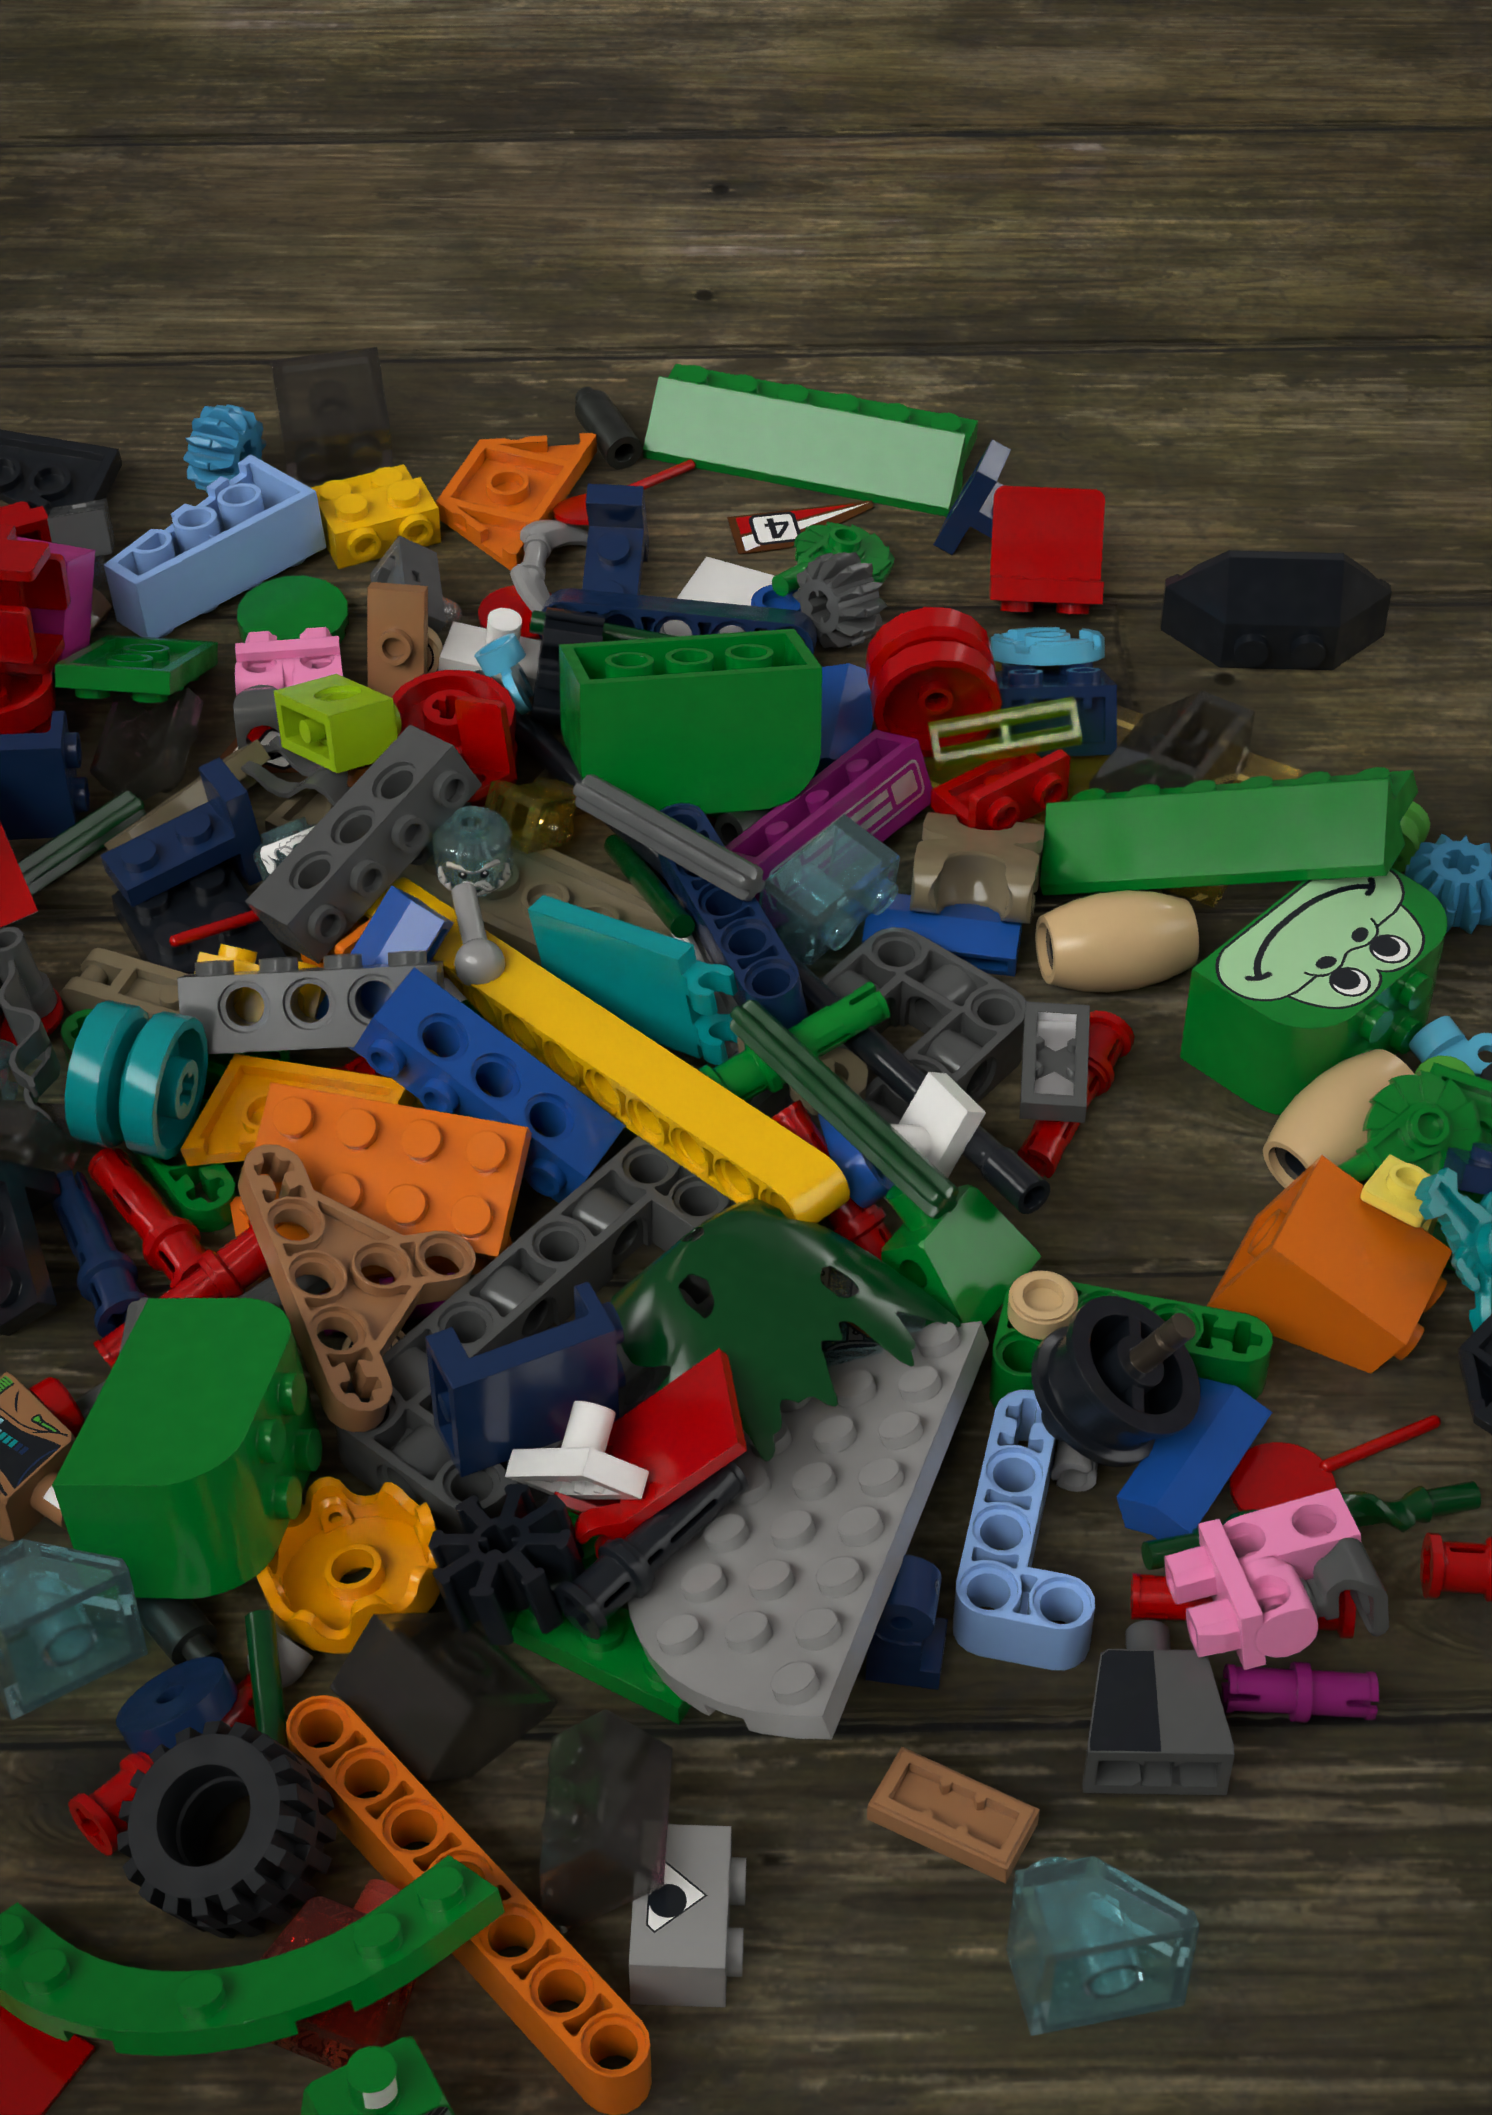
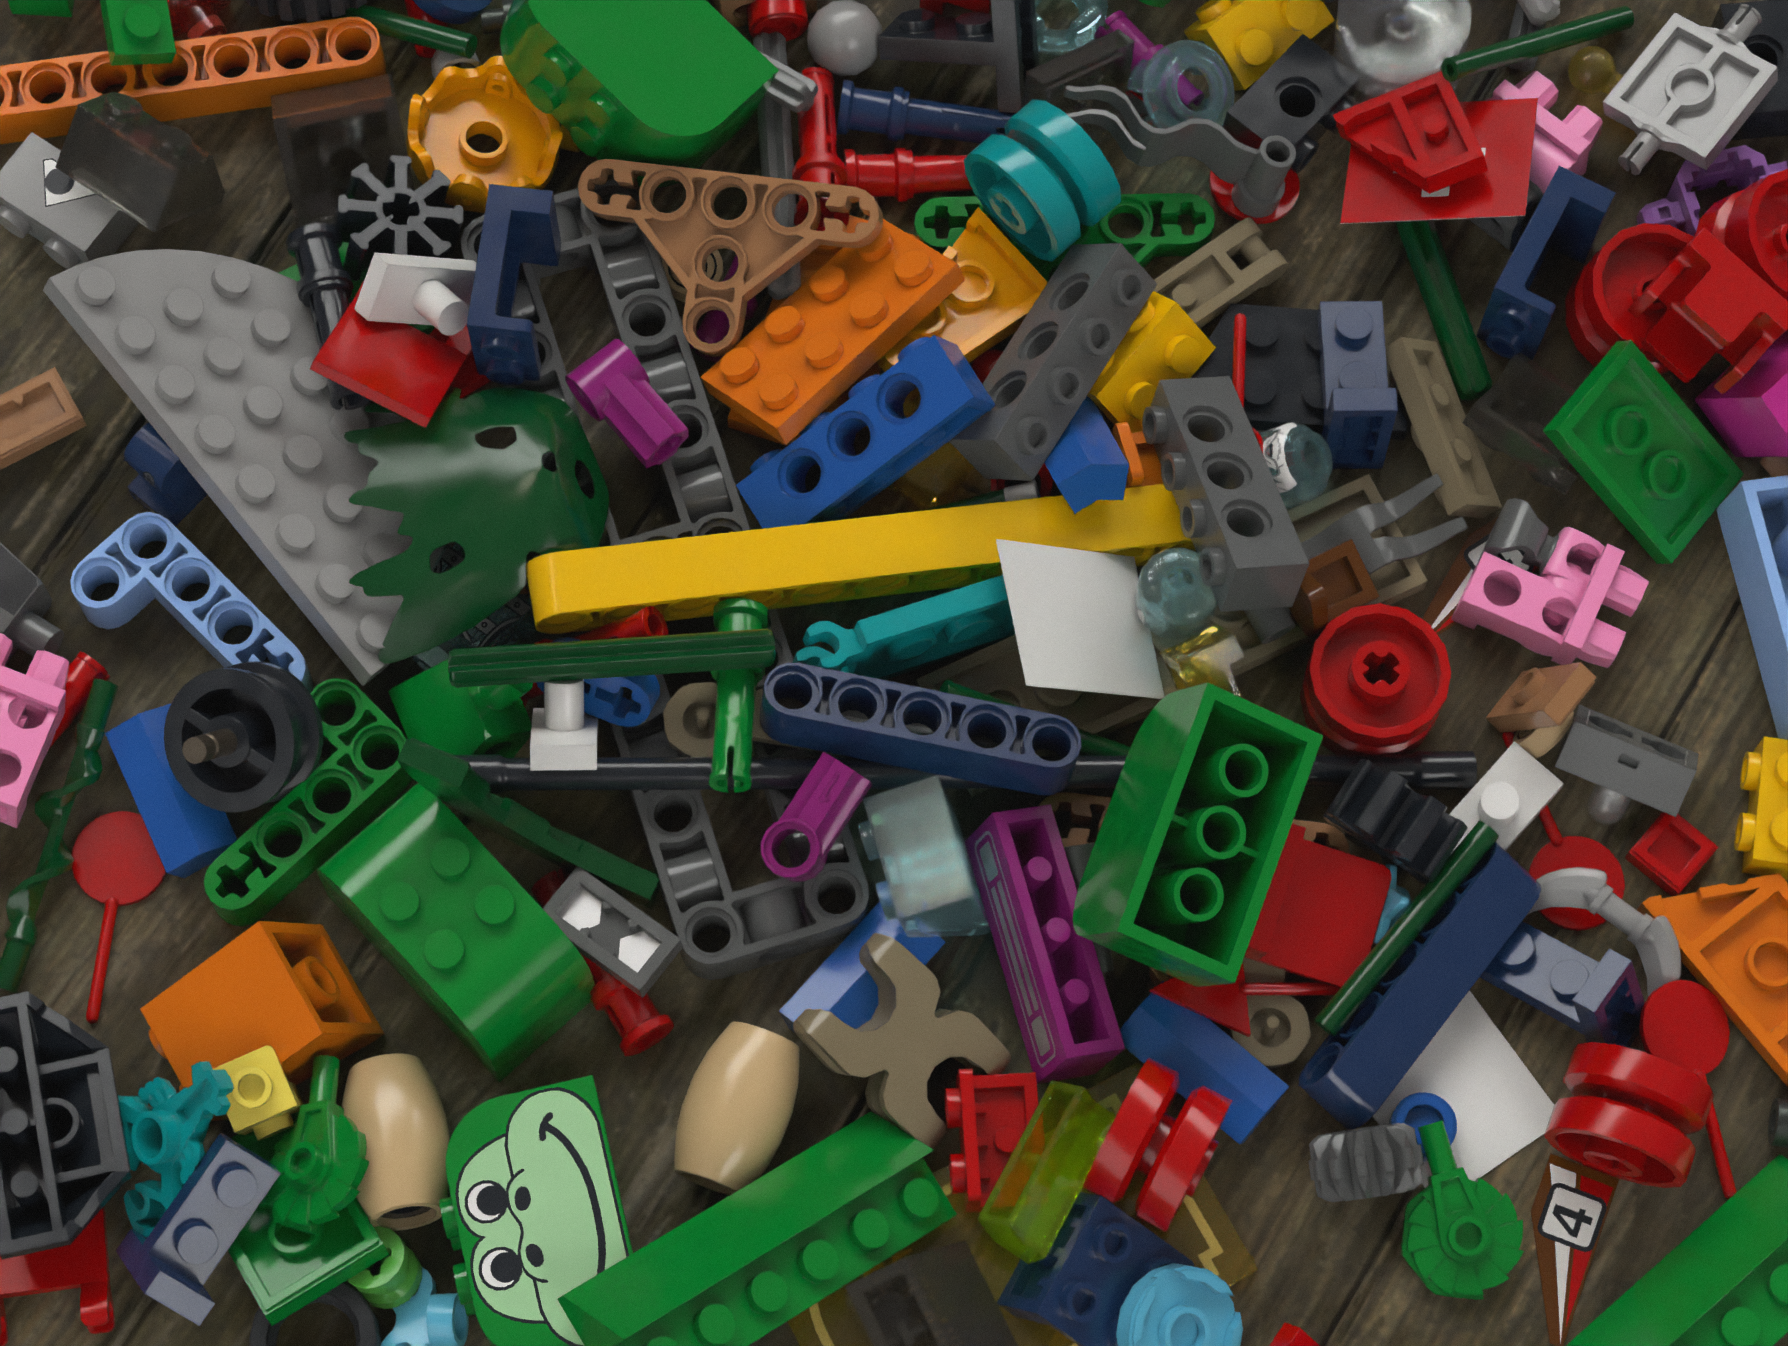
camera: 120 degrees right, 25 degrees up
(47, 1345) = (844, 37): none -> light grey piece
(291, 605) = (1682, 659): green tile -> none
(336, 722) = (1442, 545): lime brick -> none
(462, 570) = (1671, 853): none -> red tile
(478, 958) = (1024, 518): light grey bar -> none
(485, 741) = (1285, 653): red bracket -> none
(503, 657) = (1428, 767): medium azure piece -> none
(553, 878) = (1078, 620): none -> white sticker
(575, 1255) = (618, 390): none -> magenta piece
(669, 837) = (1023, 707): dark grey axle -> none
(691, 485) = (1629, 1114): none -> red wheel
(880, 954) = (818, 811): none -> magenta piece
(1041, 1303) = (361, 741): tan tile -> none
(1048, 1127) = (469, 793): none -> dark green tile
(1140, 1161) = (459, 930): none -> green brick

